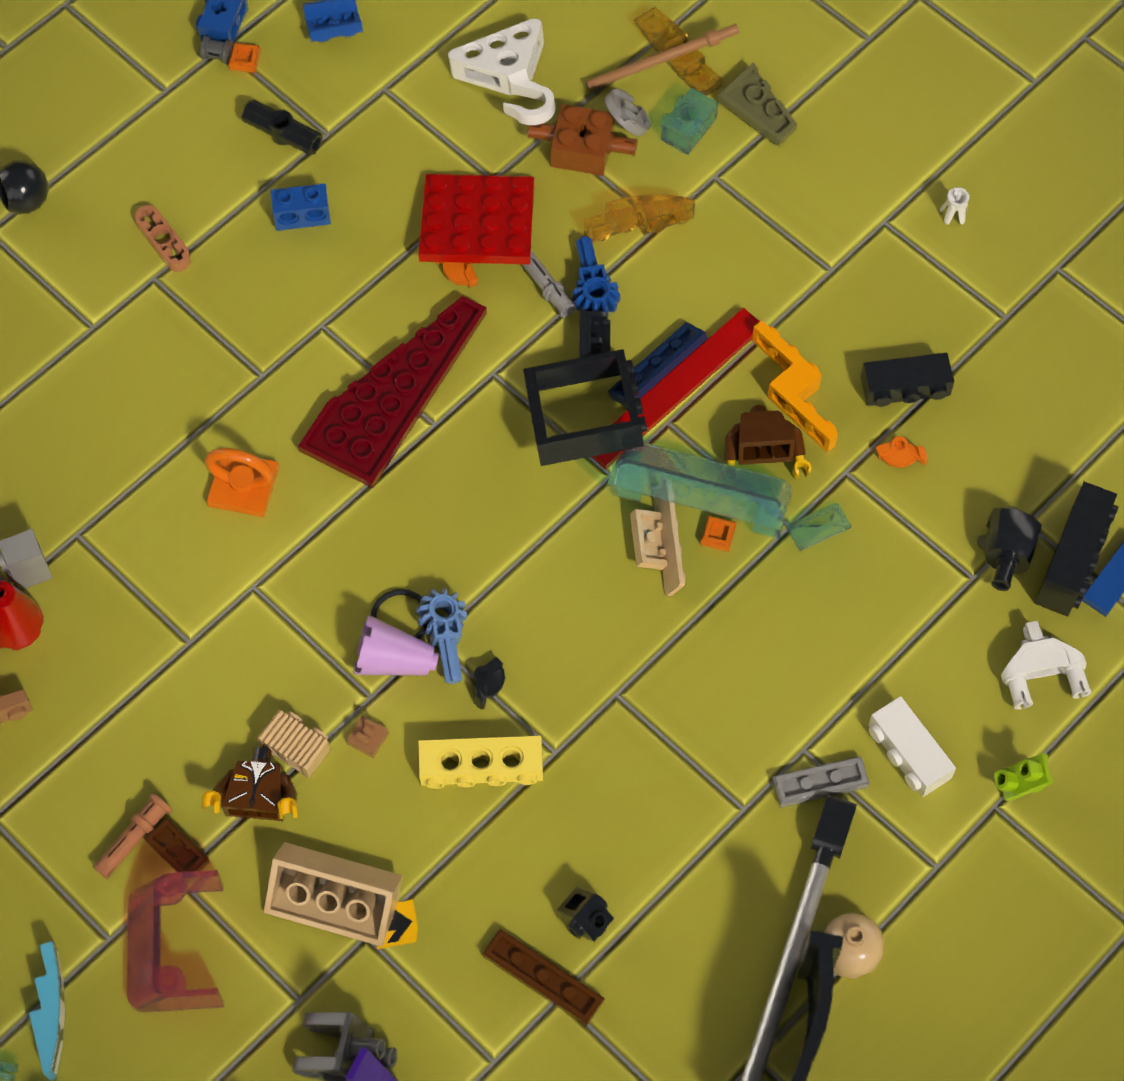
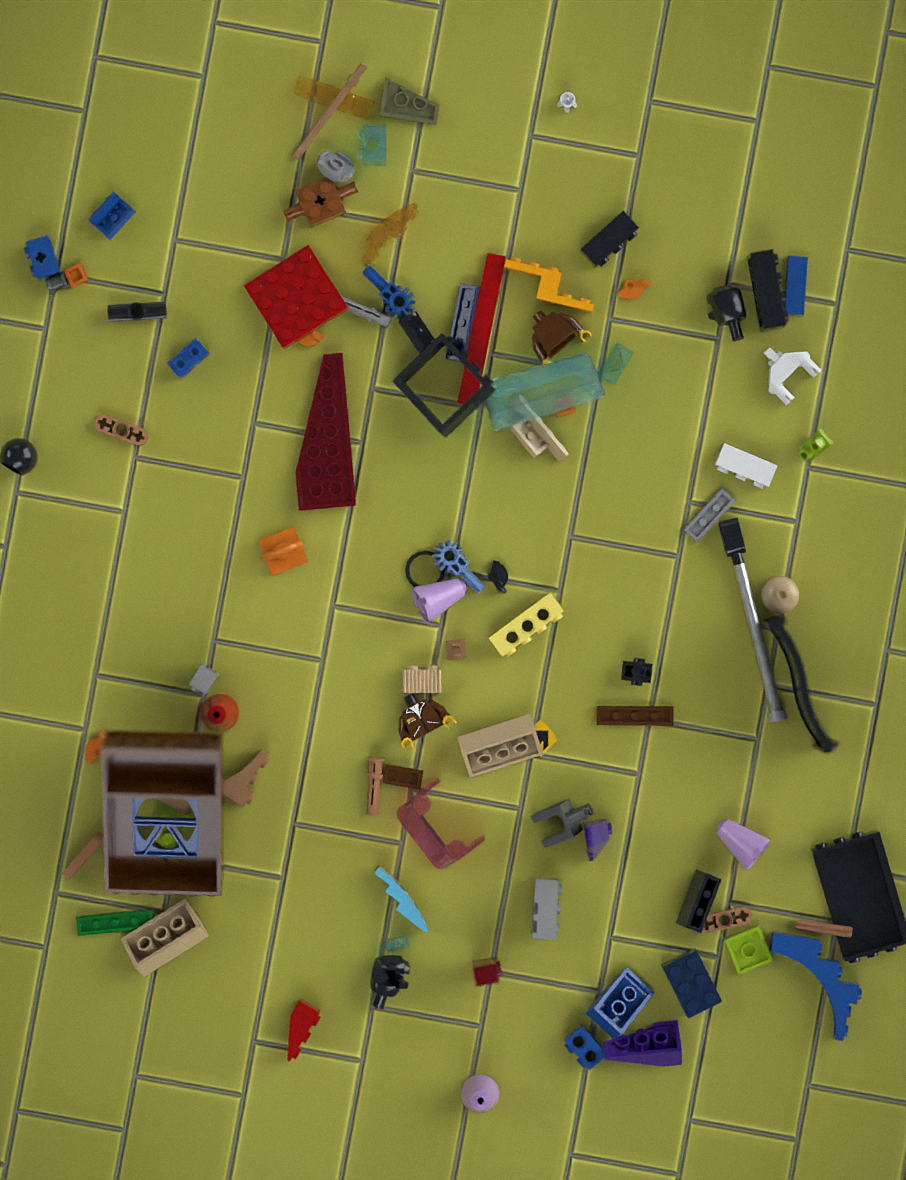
camera: 35 degrees left, 25 degrees up
(512, 74) = (240, 168): white piece -> none

